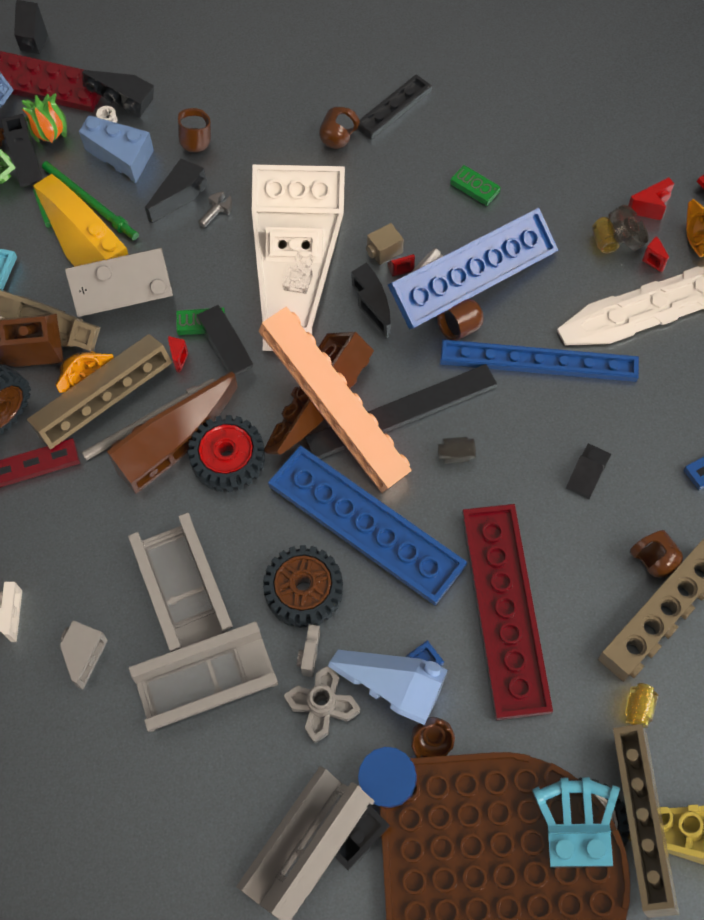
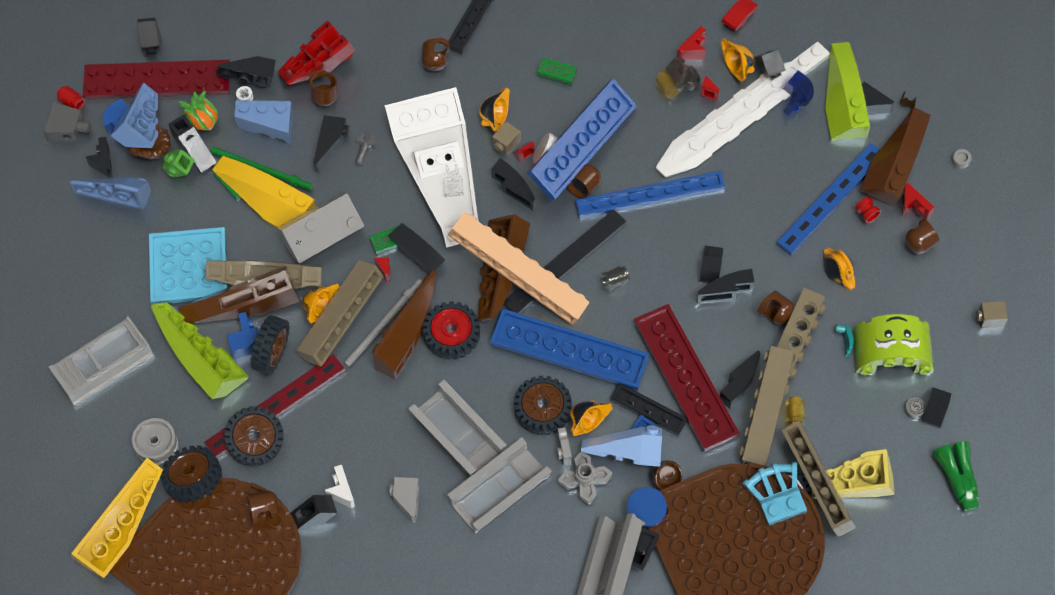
camera: 20 degrees left, 0 degrees up
(208, 94) = (322, 53): none -> red wedge
(355, 620) = (588, 416): none -> light orange hat
(384, 207) = (495, 109): none -> light orange hat
(442, 637) = (650, 409): none -> black tile
(577, 637) = (740, 380): none -> black slope
(599, 505) = (727, 286): none -> black slope
(603, 689) = (768, 406): none -> dark tan brick

